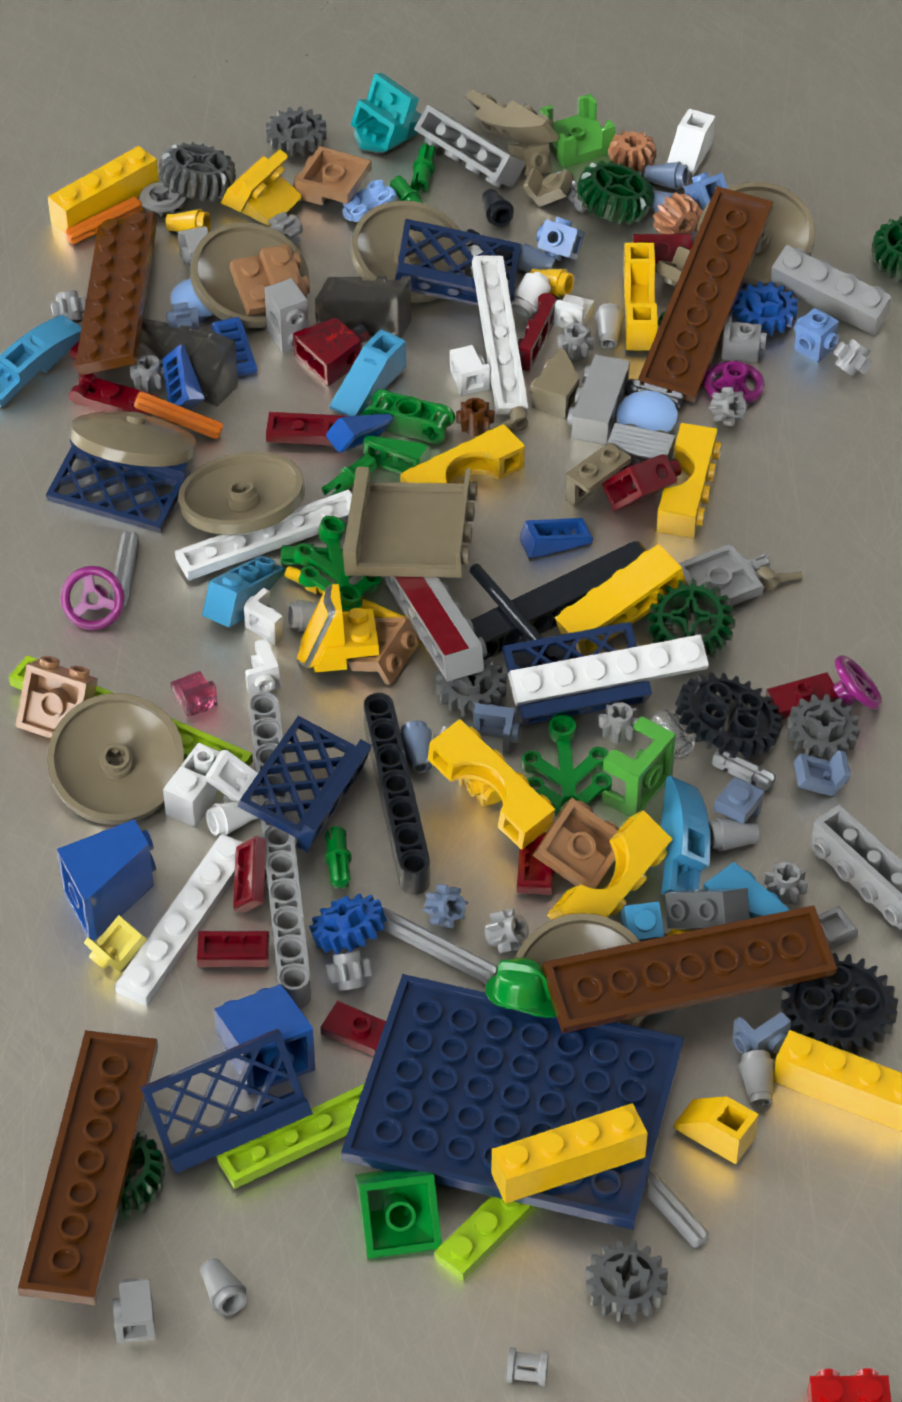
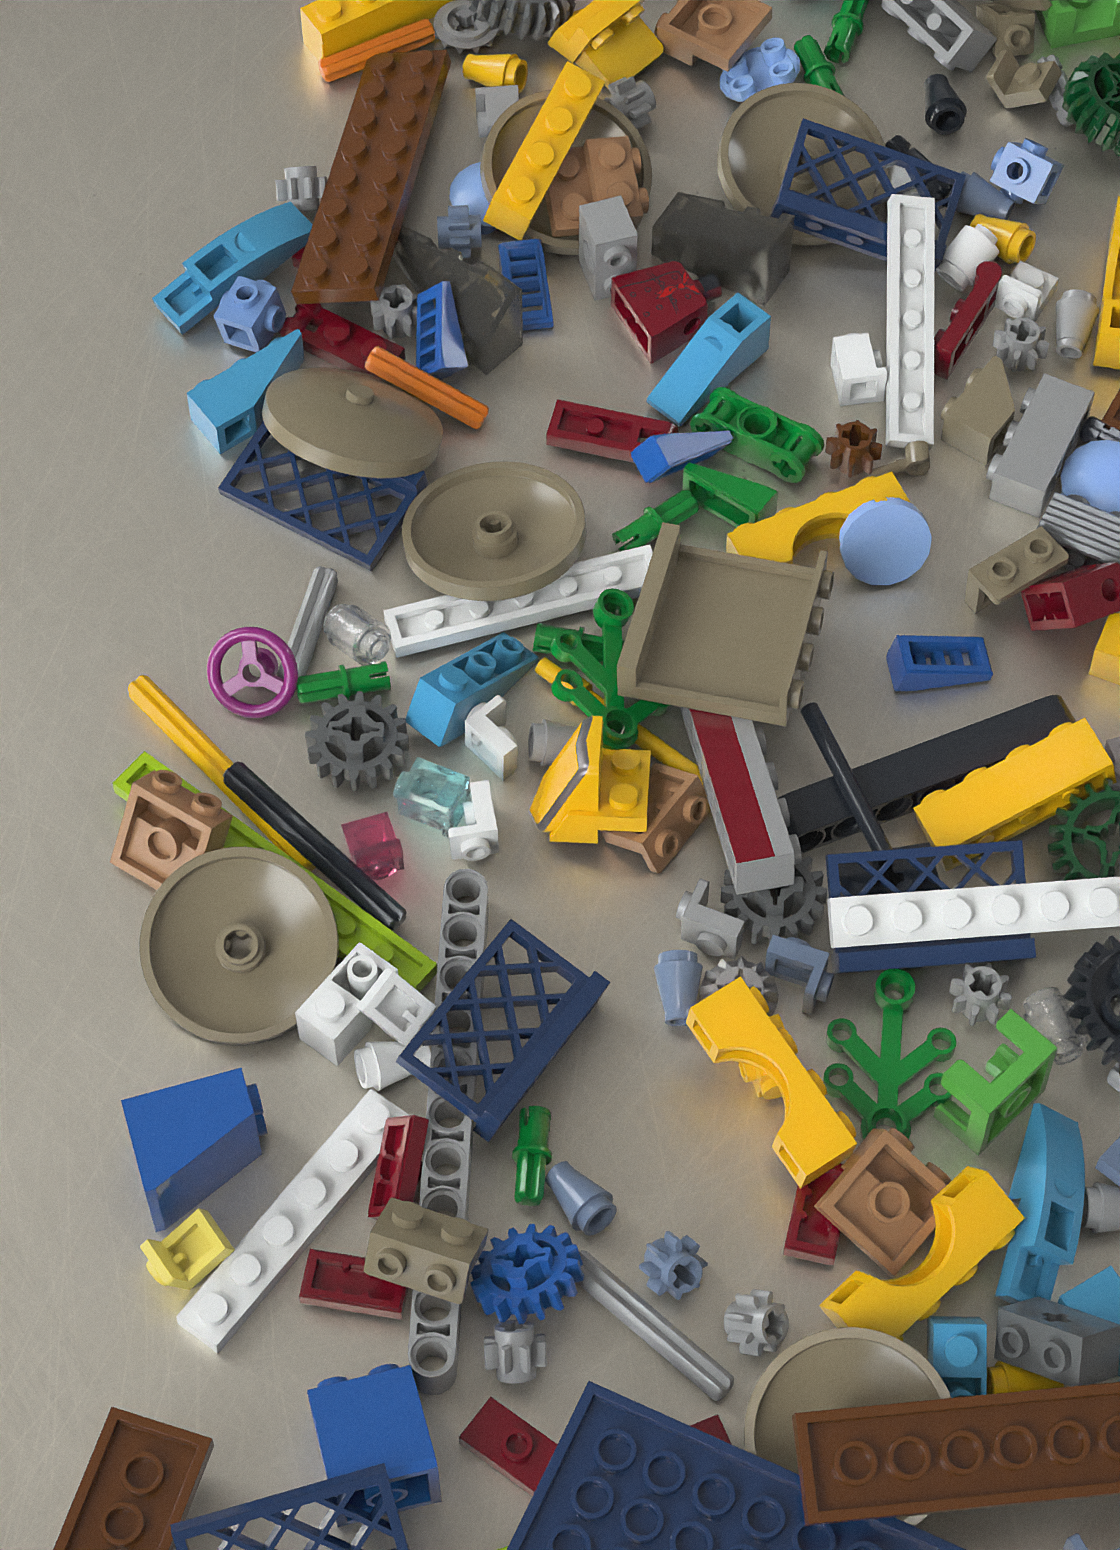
camera: 10 degrees right, 10 degrees up
(48, 386) = (250, 314): none -> medium blue brick
(48, 439) = (232, 402): none -> dark azure slope
(75, 657) = (201, 752): none -> yellow axle
(148, 690) = (314, 846): none -> black axle
(155, 599) = (343, 681): none -> green axle
(159, 567) = (357, 634): none -> clear brick
(172, 631) = (357, 741): none -> dark grey gear
(229, 655) = (432, 795): none -> clear light blue brick
(233, 259) = (543, 151): none -> yellow arch
(277, 913) = (424, 1250): none -> dark tan bracket
(376, 878) = (582, 1200): none -> sand blue cone
(397, 794) = (629, 1080): black beam -> none
(431, 708) = (707, 928): none -> light grey bracket
(506, 466) = (885, 541): none -> light blue tile
(521, 987) = (756, 1439): green piece -> none

